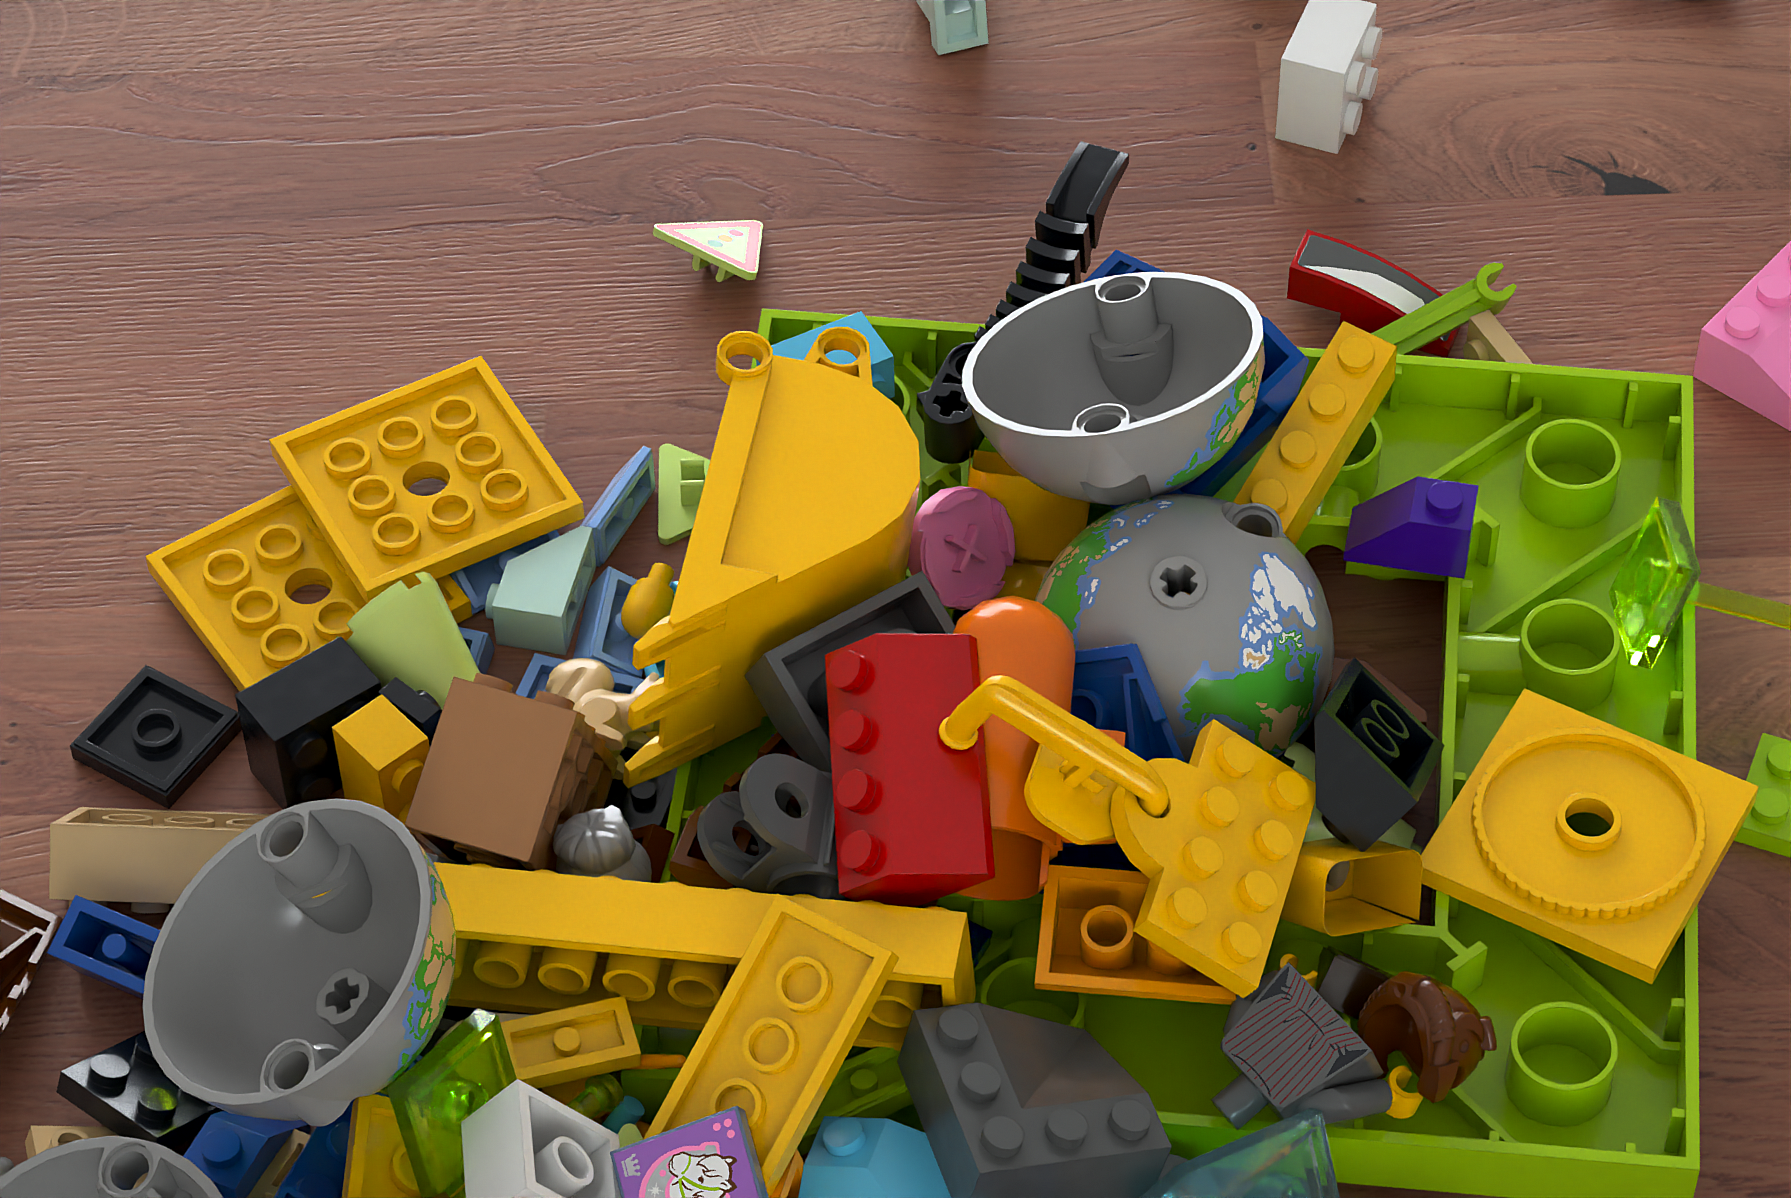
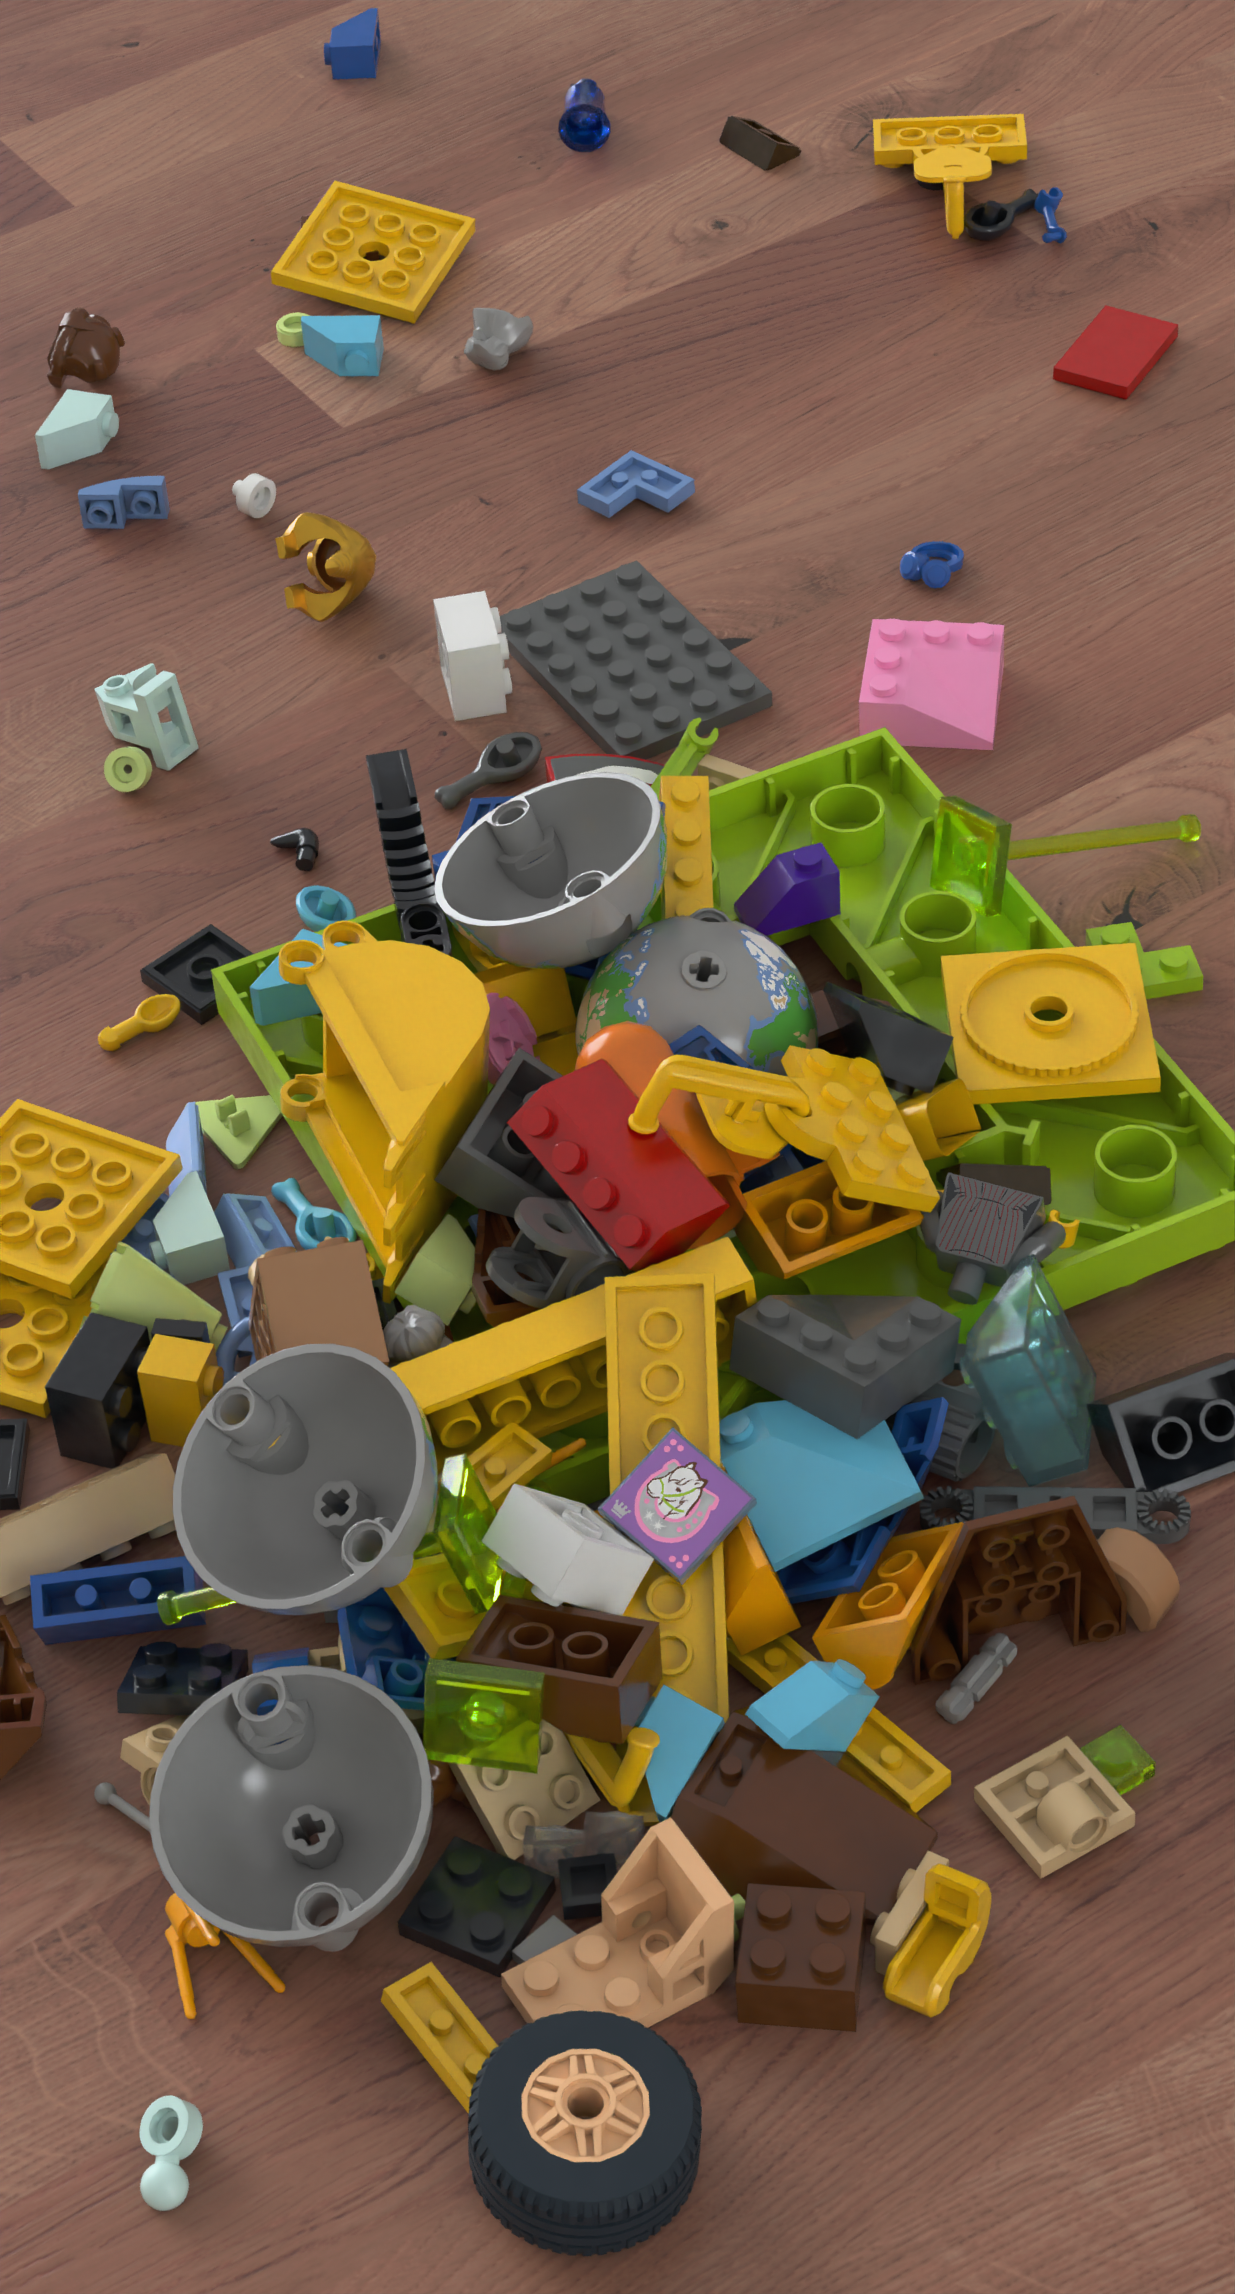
camera: 30 degrees left, 5 degrees down
(648, 601) = (273, 1203): yellow cylinder -> none
(690, 776) = (442, 1273): none -> yellowish green slope
(702, 327) = (150, 1016): none -> yellow piece
(727, 244) = (122, 952): piece -> none
(796, 285) = (187, 971): none -> black tile
(889, 34) = (127, 769): none -> yellowish green tile
(962, 292) = (323, 906): none -> medium azure piece
(1006, 210) = (306, 846): none -> black animal
(1278, 211) = (501, 761): none -> dark grey piece
(1430, 1027) = (1058, 1173): reddish brown helmet -> none
(1510, 160) = (631, 663): none -> dark grey plate

